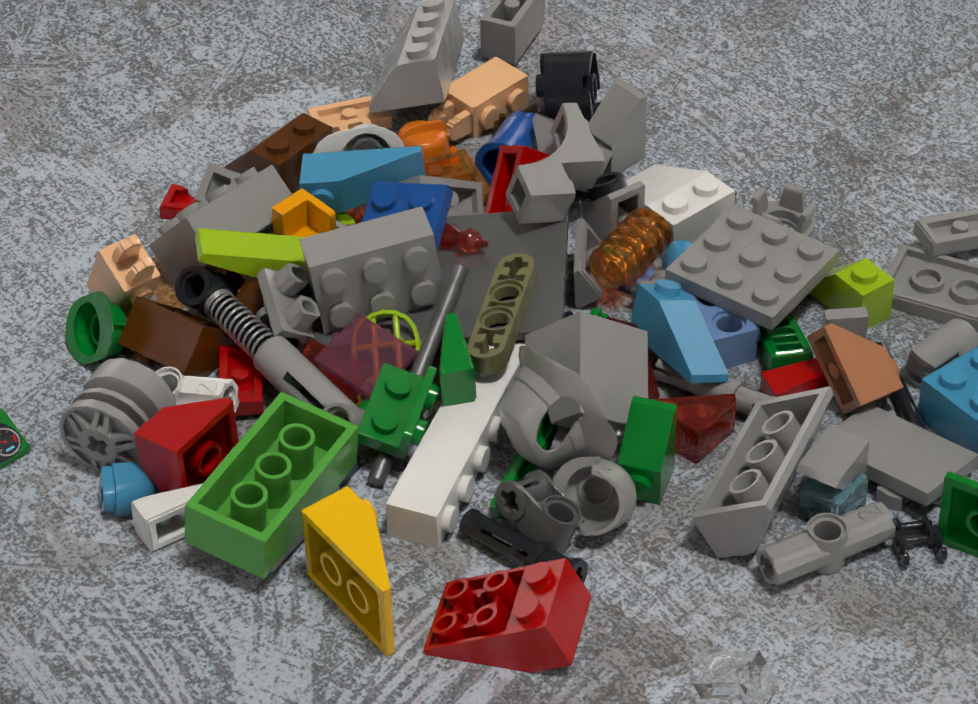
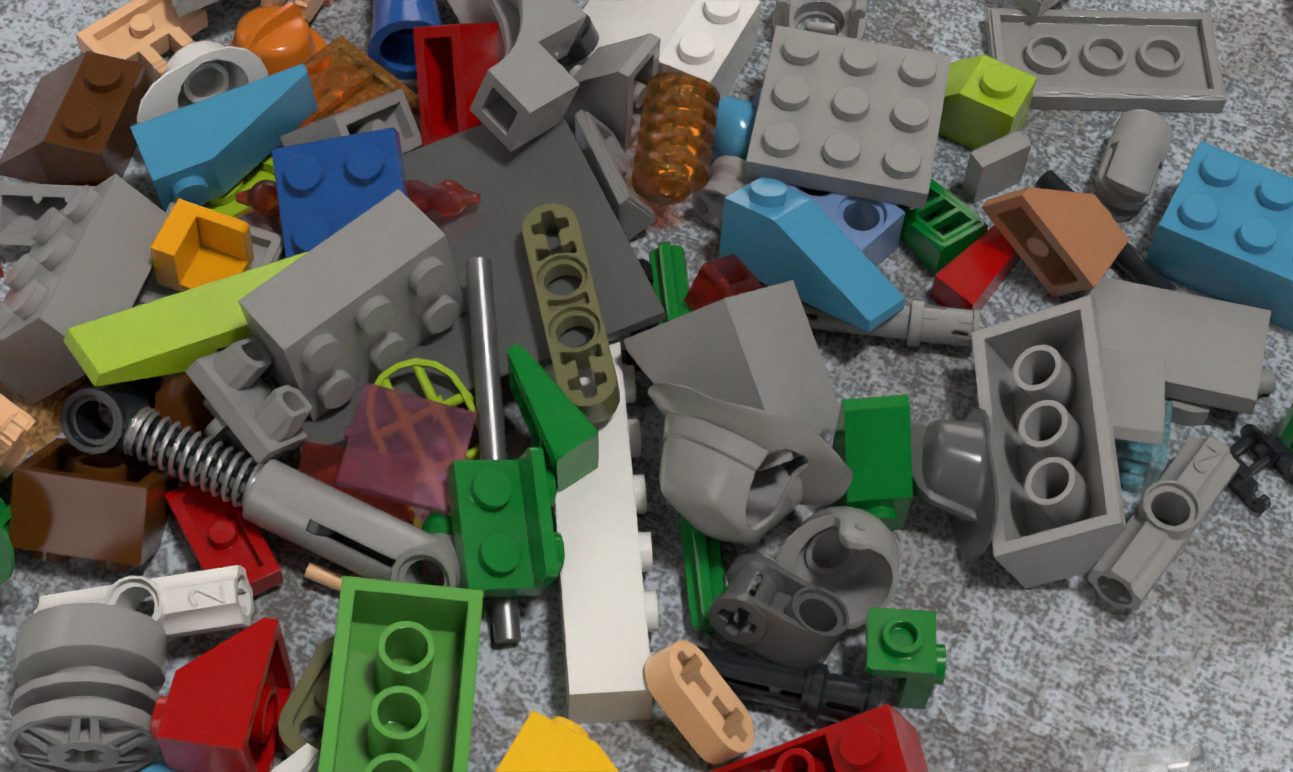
camera: 30 degrees left, 15 degrees up
(463, 536) = (699, 702): none -> light nougat beam
(612, 551) = (905, 647): none -> green bracket
(695, 464) = (958, 476): none -> dark grey piece
(702, 423) = (894, 372): clear red slope -> none

